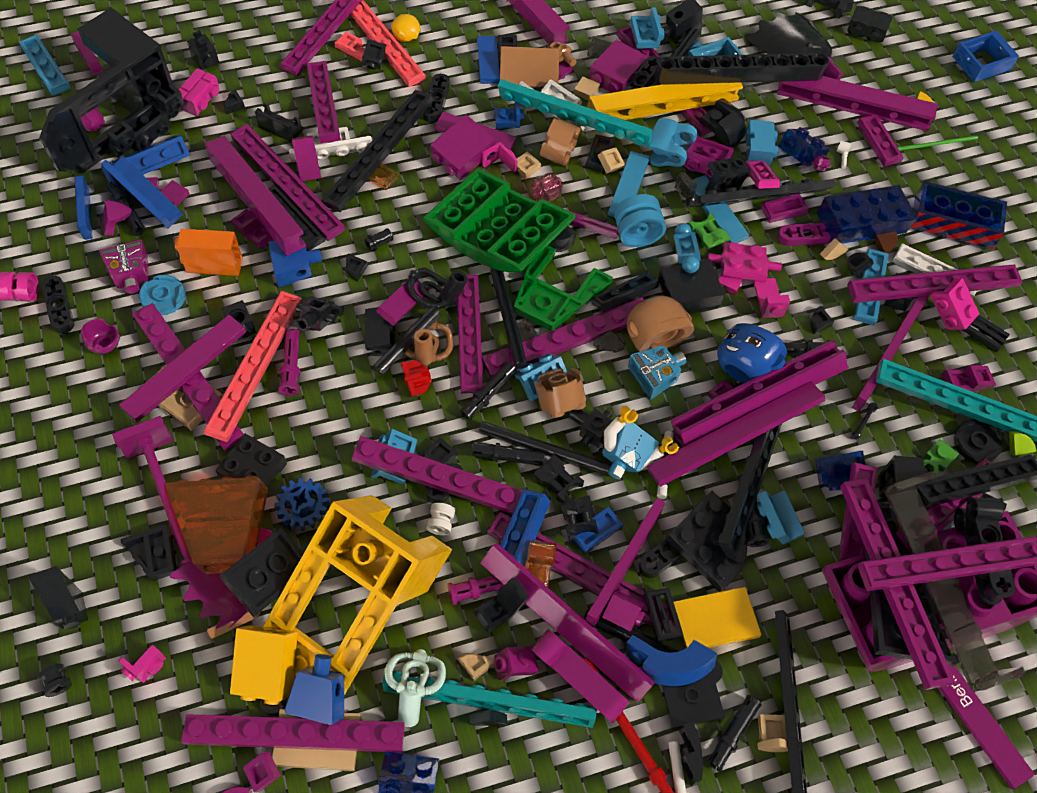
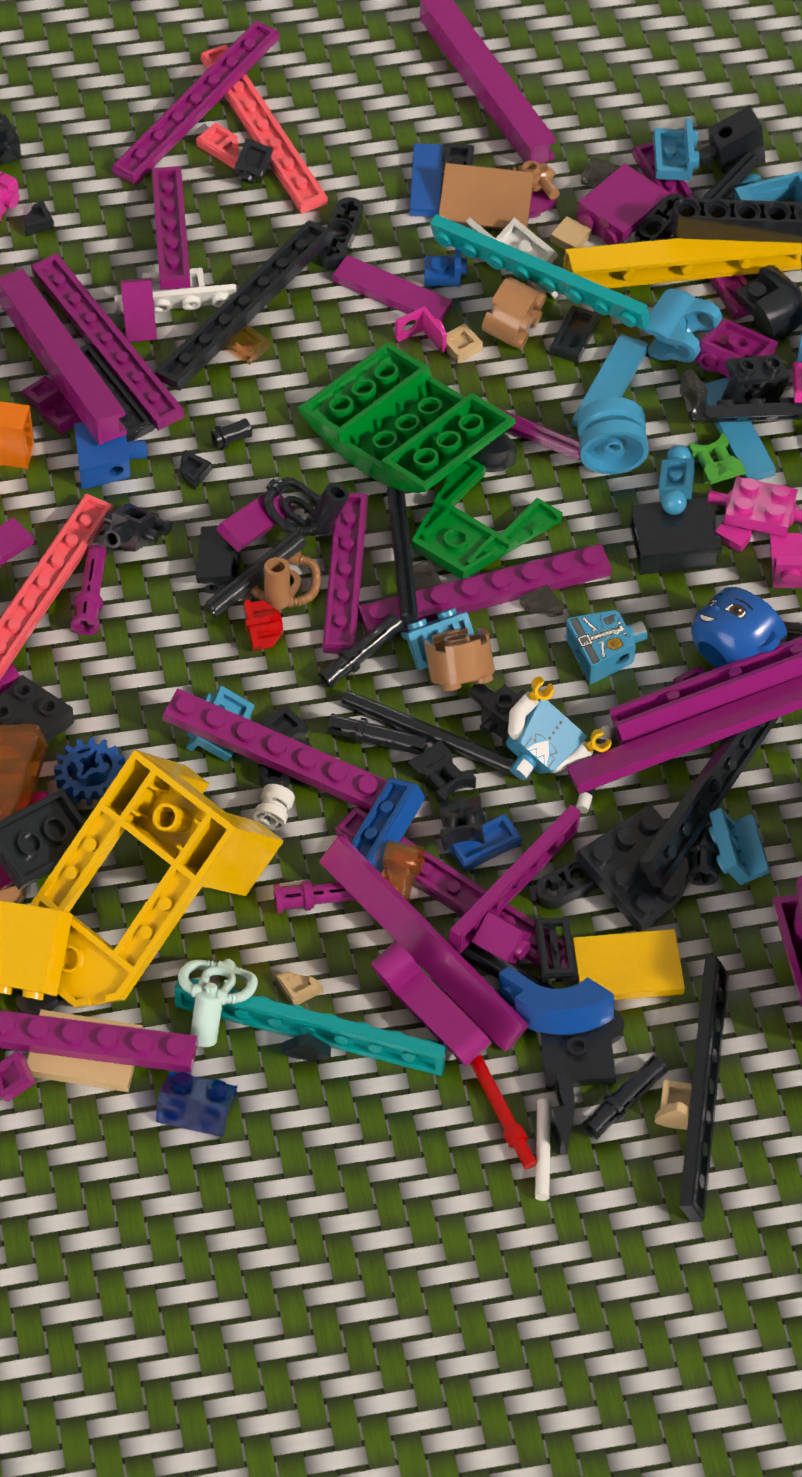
camera: 10 degrees right, 5 degrees down
(240, 313) = (28, 517): black brick -> none
(278, 124) = (101, 256): black hinge -> none
(318, 693) = (91, 987): blue torso -> none
(405, 28) = (306, 123): yellow hair -> none
(461, 147) = (367, 310): magenta brick -> none
(503, 606) = (344, 921): black bracket -> none
(515, 662) = (351, 986): magenta bracket -> none
(547, 187) = (485, 378): clear pink head -> none
(611, 160) = (588, 345): tan tile -> none
(624, 292) = (576, 534): black tile -> none
(658, 323) = (614, 578): medium nougat piece -> none

